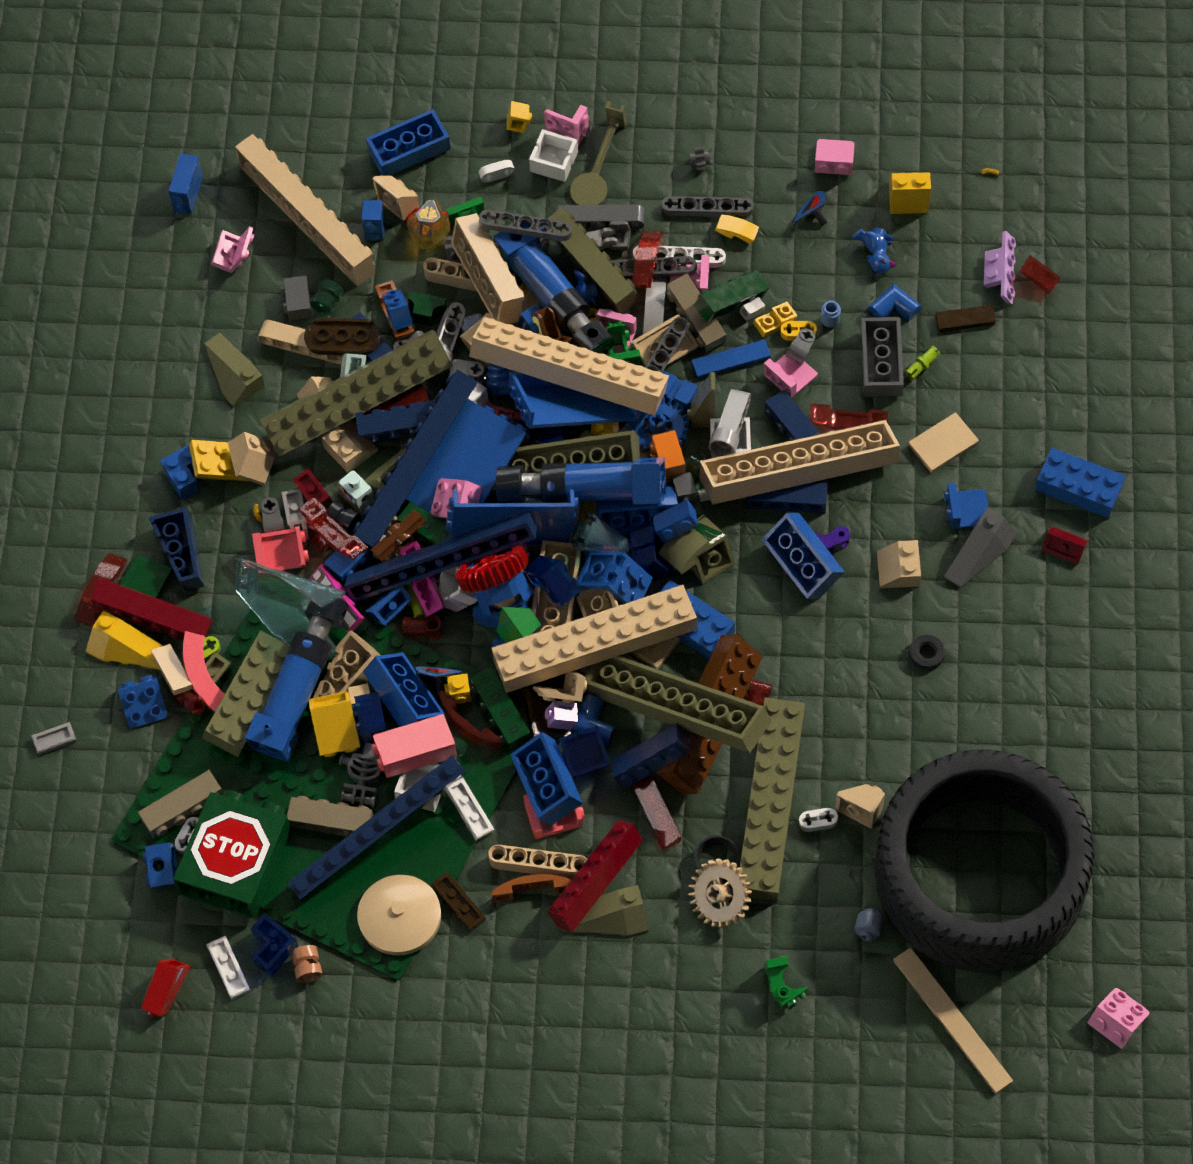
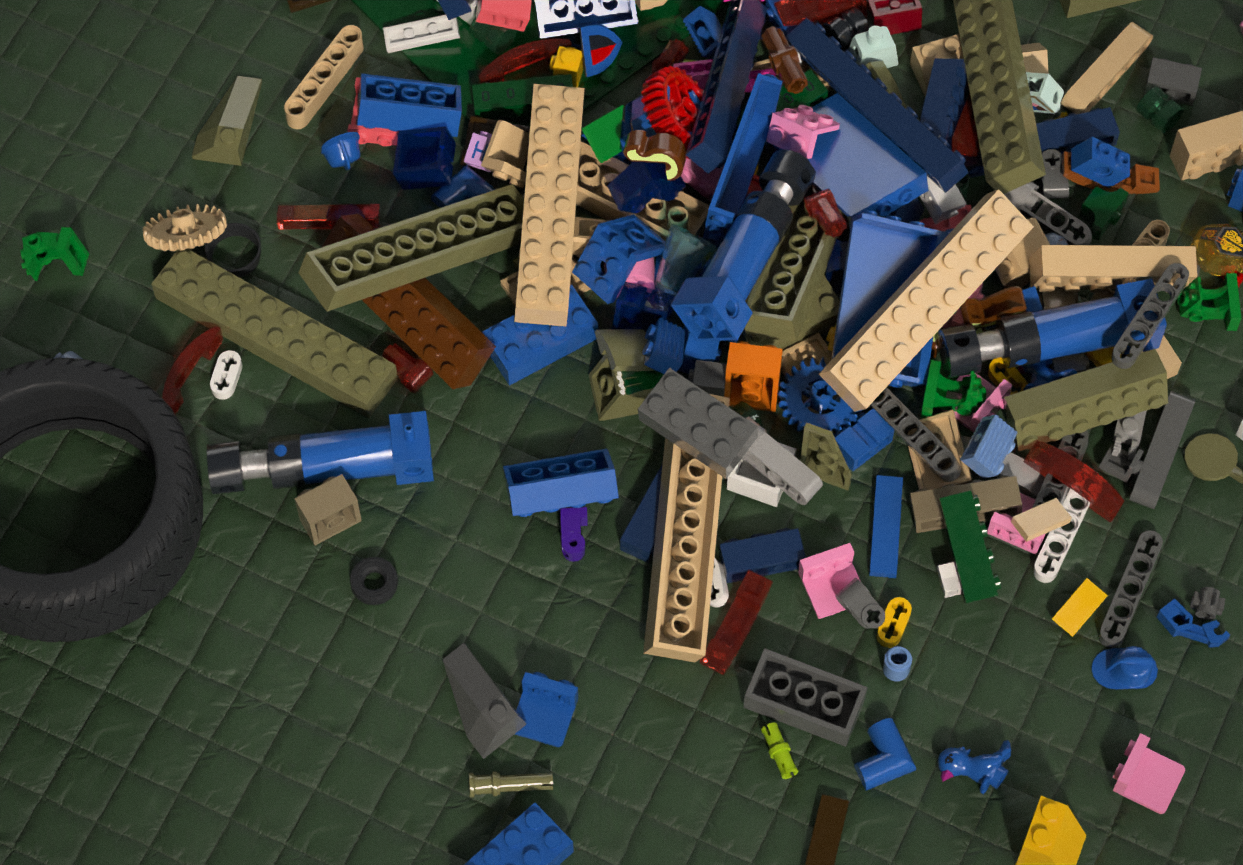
camera: 110 degrees right, 0 degrees up
(342, 336) = (1090, 100): dark brown tile -> none
(526, 452) = (825, 210): none -> clear red piece
(529, 882) = (288, 83): dark orange slope -> none
(537, 564) = (657, 149): none -> reddish brown animal
(595, 876) = (272, 115): dark red brick -> none
(600, 816) = (342, 150): none -> blue piece
(650, 755) = (377, 205): dark blue brick -> none
(654, 305) = (989, 446): none -> medium blue brick
(693, 258) = (1041, 519): none -> tan tile
(713, 178) = (1202, 633): none -> blue piece
(738, 460) = (697, 423): none -> dark grey brick
(764, 194) = (1124, 668): none -> blue piece
(772, 321) = (923, 601): yellow slope -> none
(814, 206) = (1073, 713): shield -> none
(826, 669) = (311, 458): none -> blue piece
(829, 848) = (204, 346): none -> clear red slope
(861, 803) = (210, 414): tan slope -> none
(895, 695) = (328, 509): none -> dark tan brick
(899, 565) = (501, 599): tan slope -> none
(943, 442) = (652, 728): tan tile -> none
(1030, 515) = (496, 783): none -> olive pin
(1064, 545) = (439, 809): dark red panel -> none

